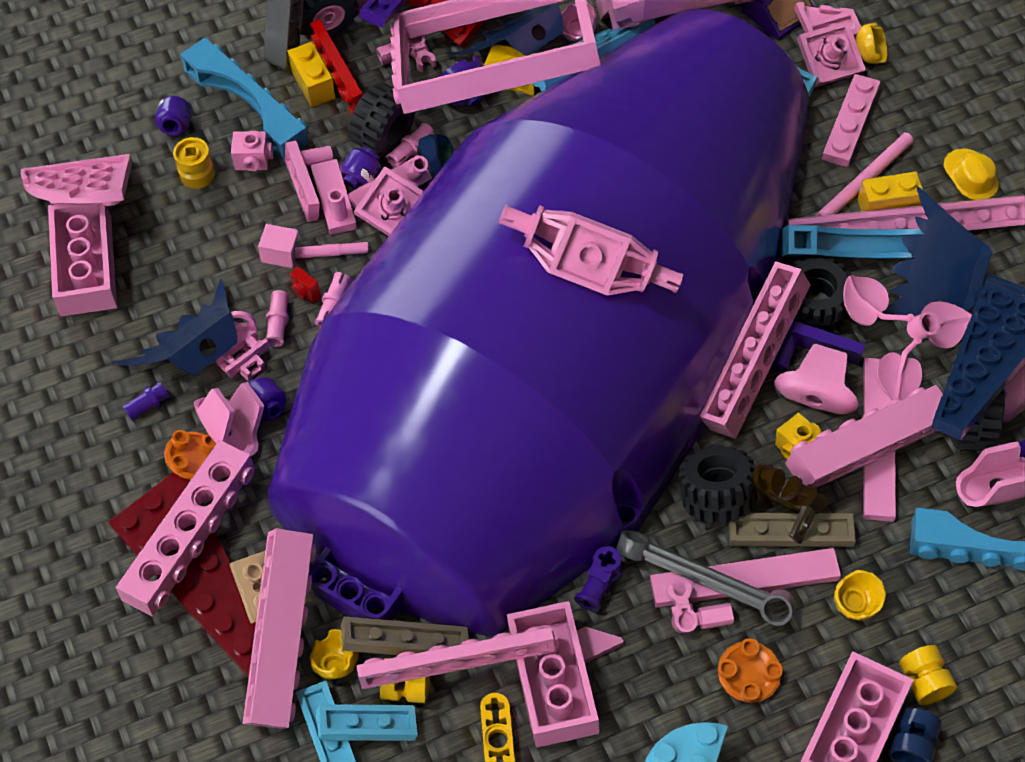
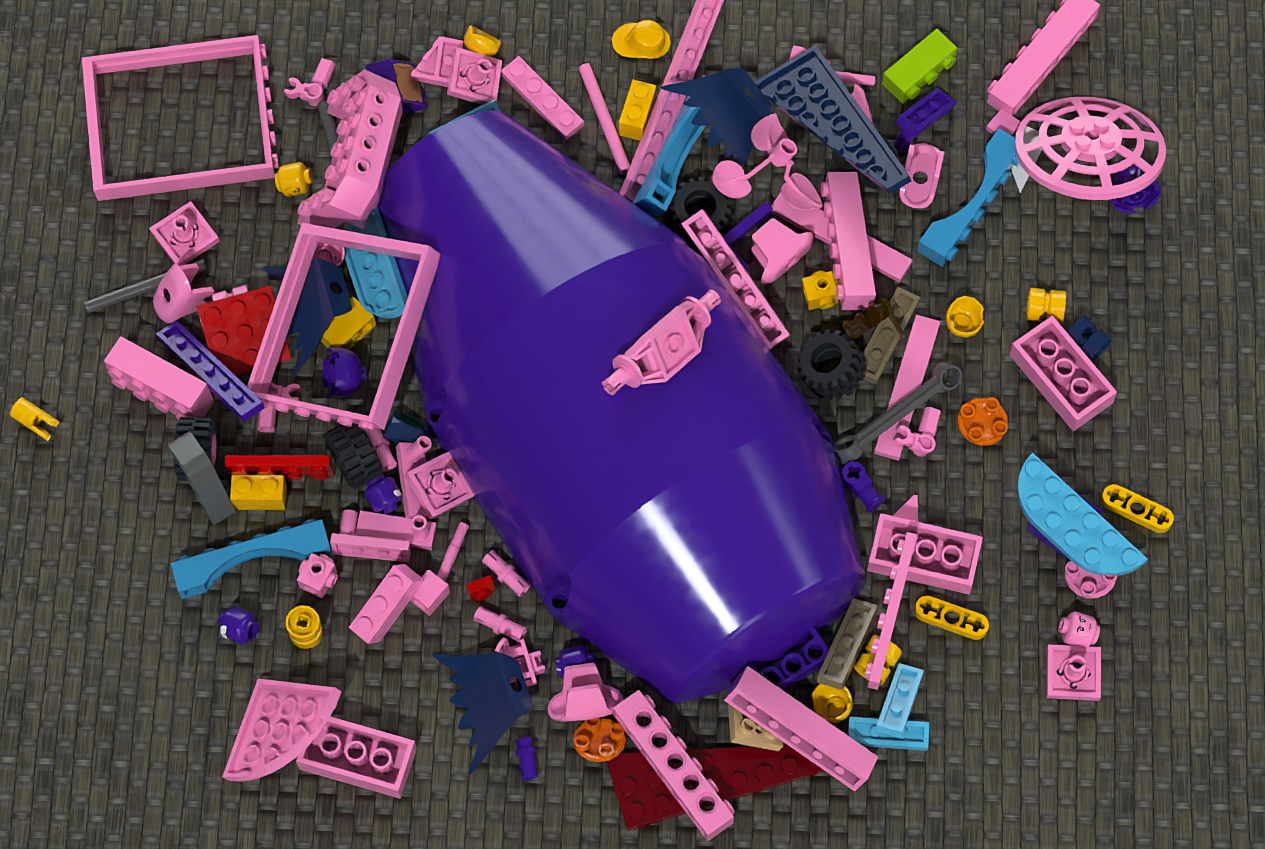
camera: 65 degrees left, 10 degrees up
(243, 209) = (386, 603): none -> bright pink brick

